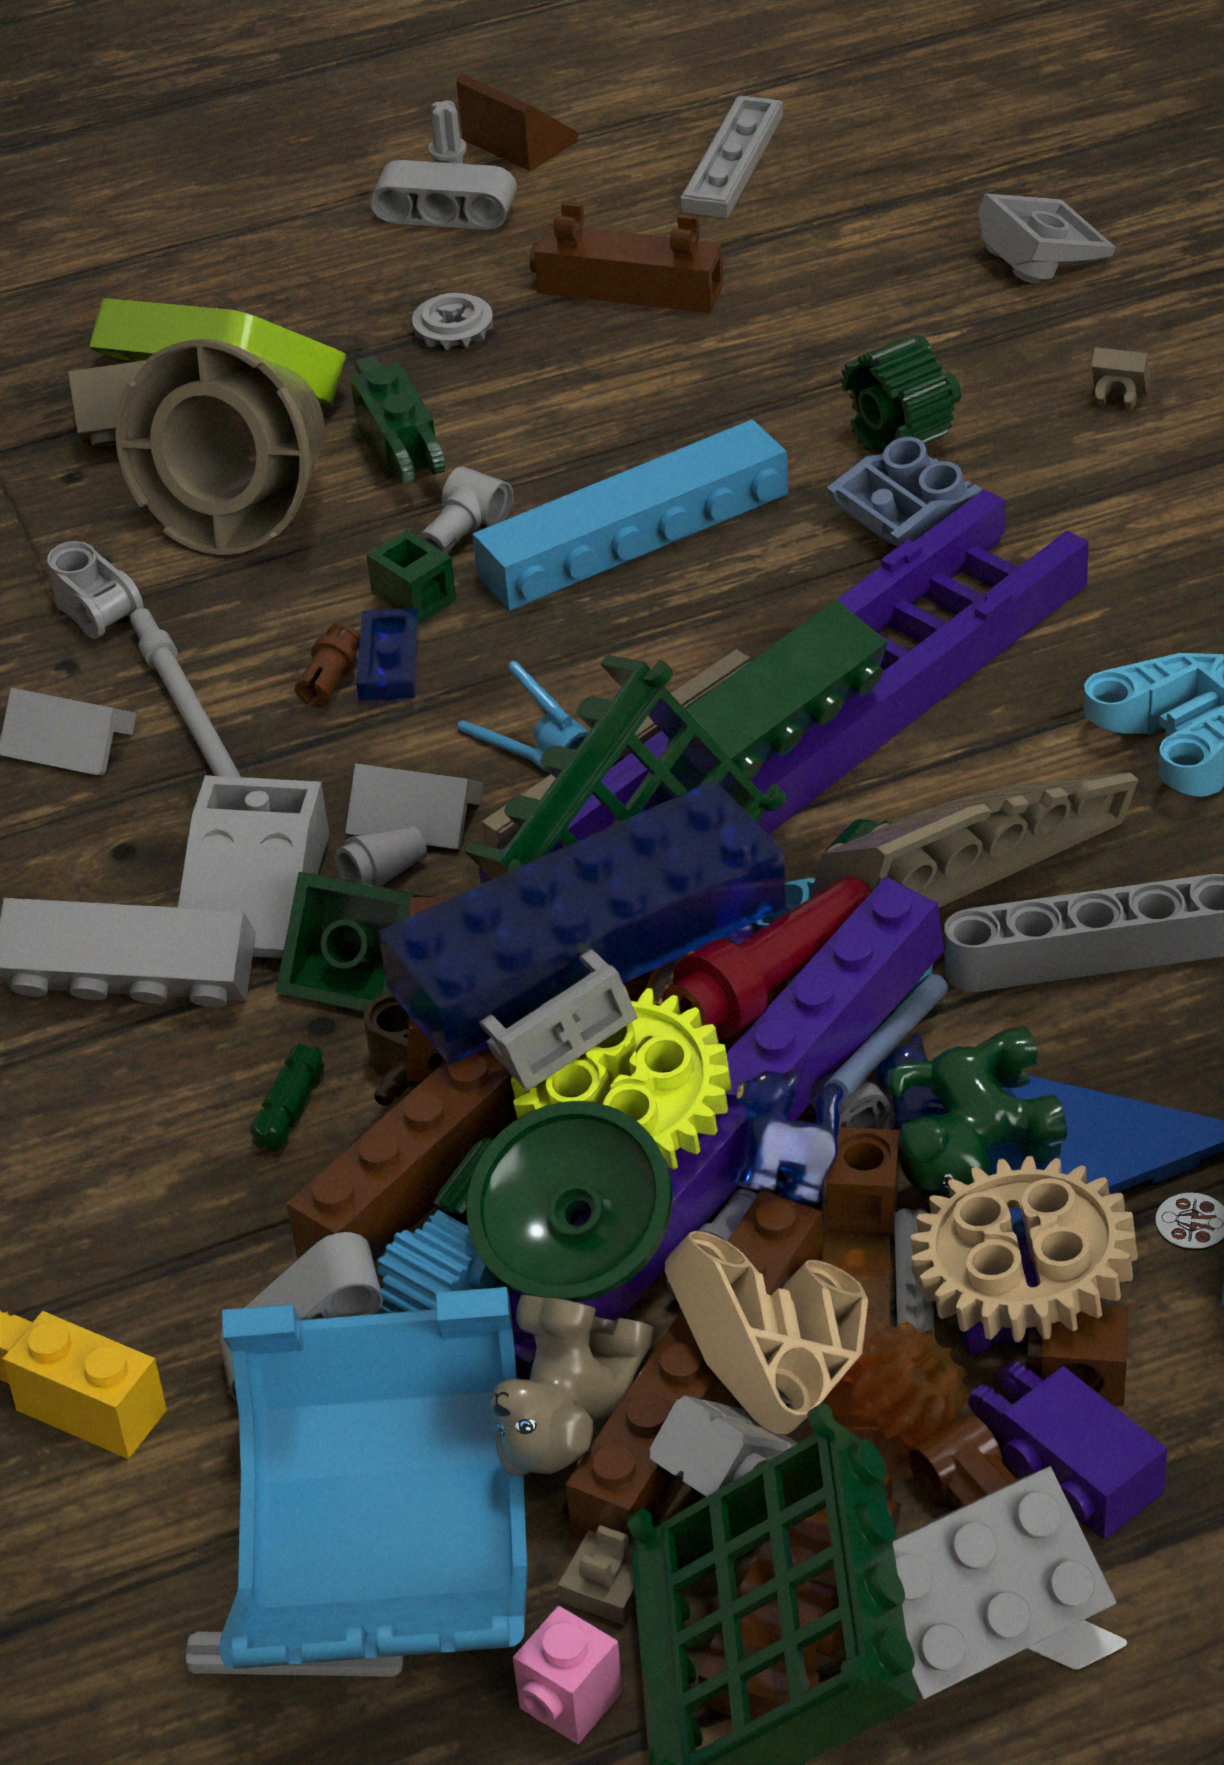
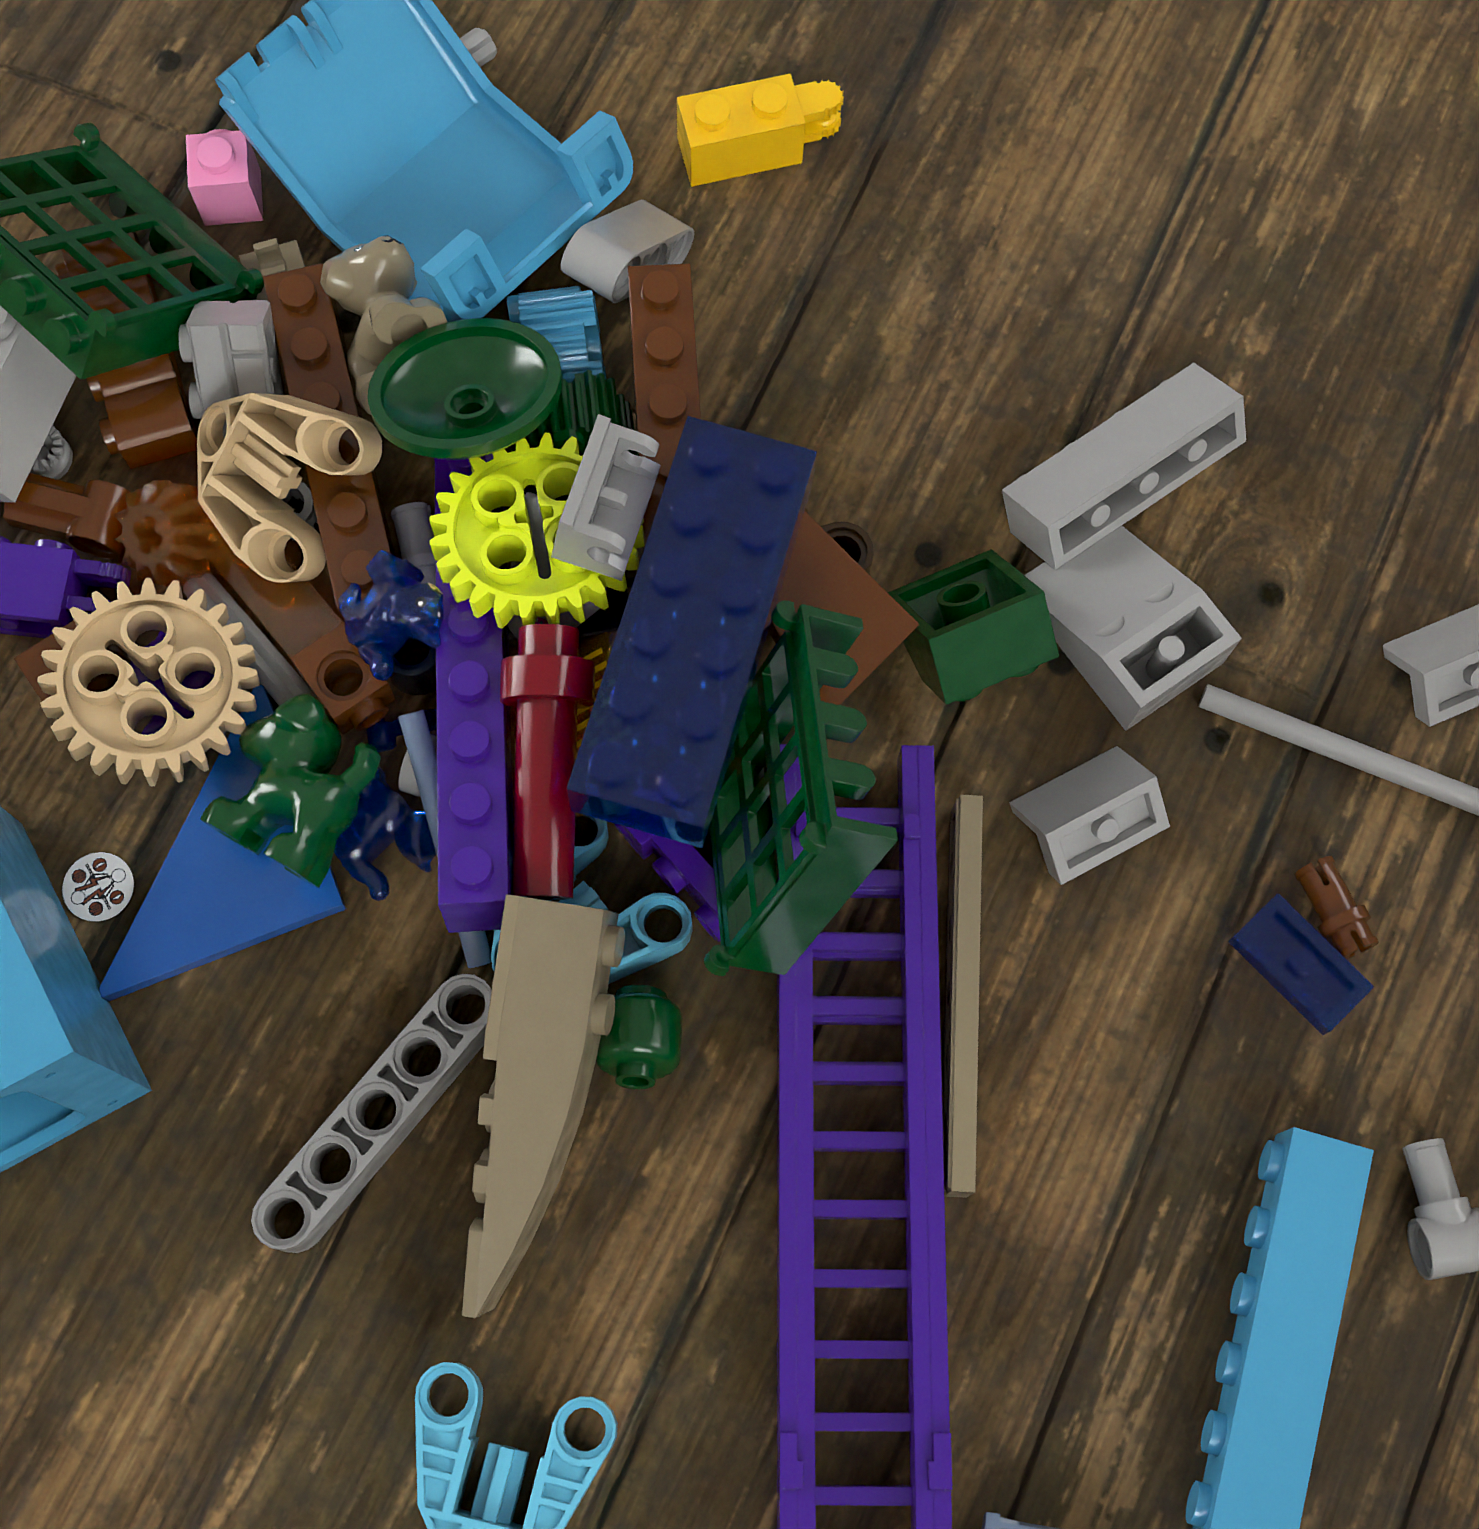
camera: 130 degrees right, 30 degrees up
(287, 1097) = (872, 460): dark green axle -> none
(379, 855) = (1049, 726): light grey cone -> none
(412, 574) = (1412, 1060): dark green brick -> none
(552, 730) = (1046, 980): dark azure plant -> none
(787, 691) = (838, 1103): dark green slope -> none

